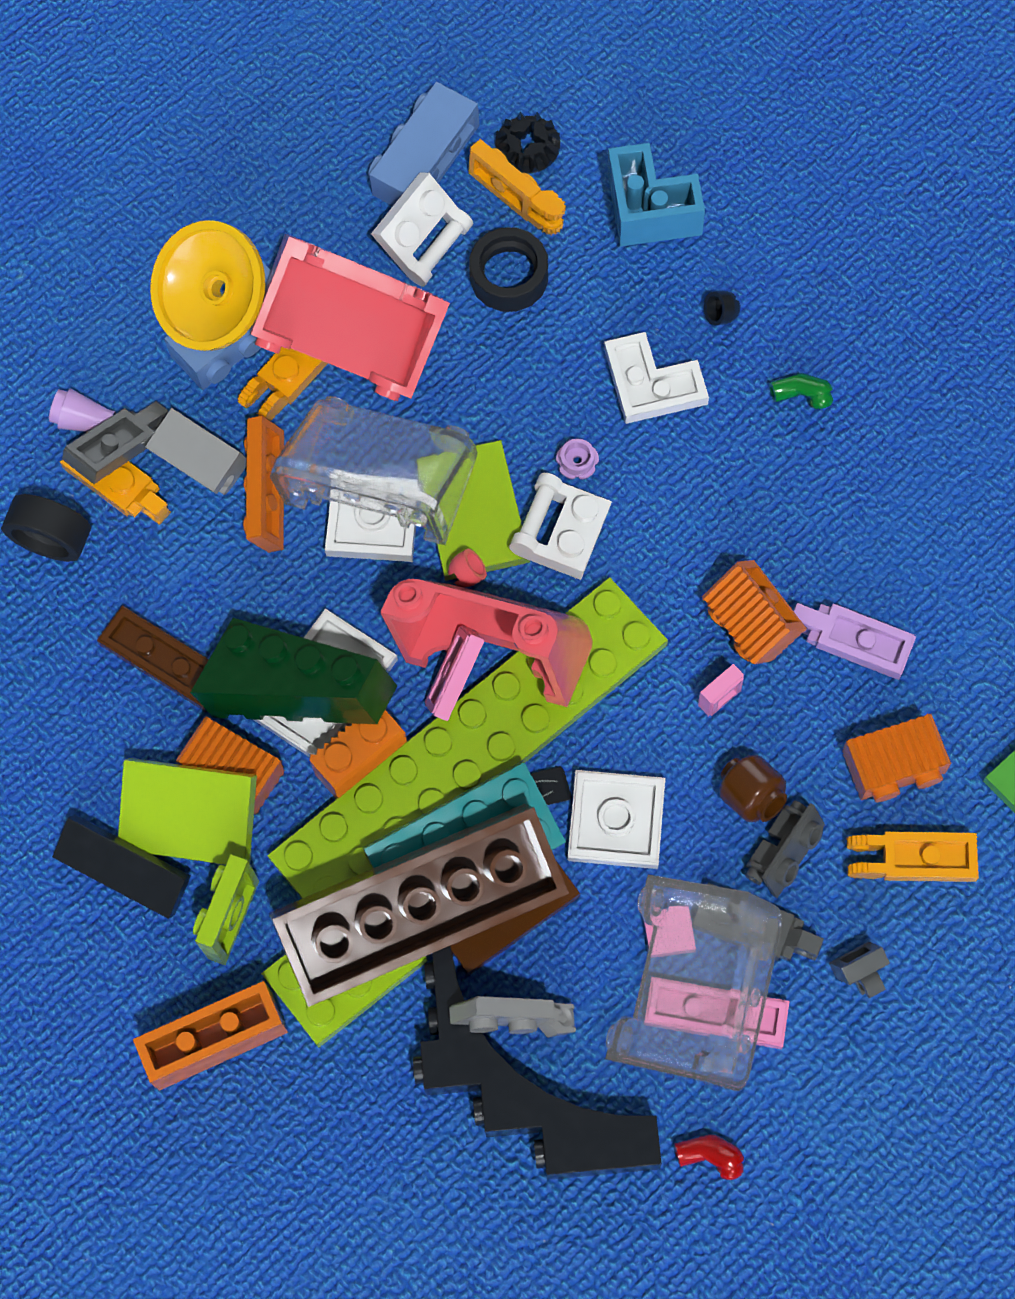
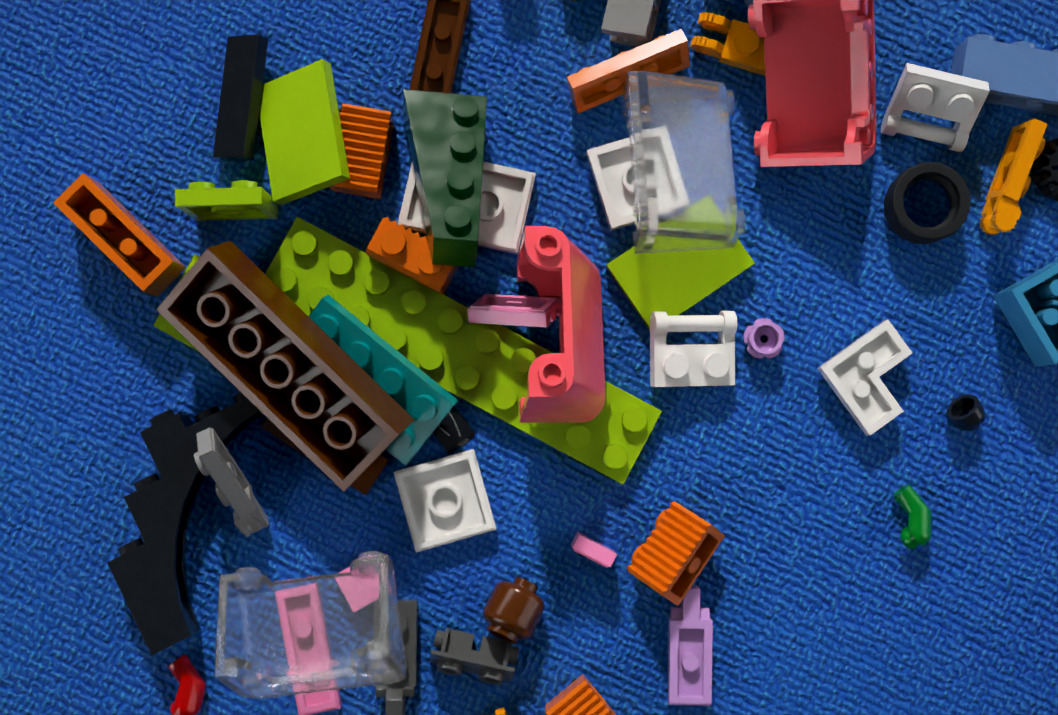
camera: 60 degrees right, 15 degrees up
(467, 568) = (617, 283): coral hinge -> none

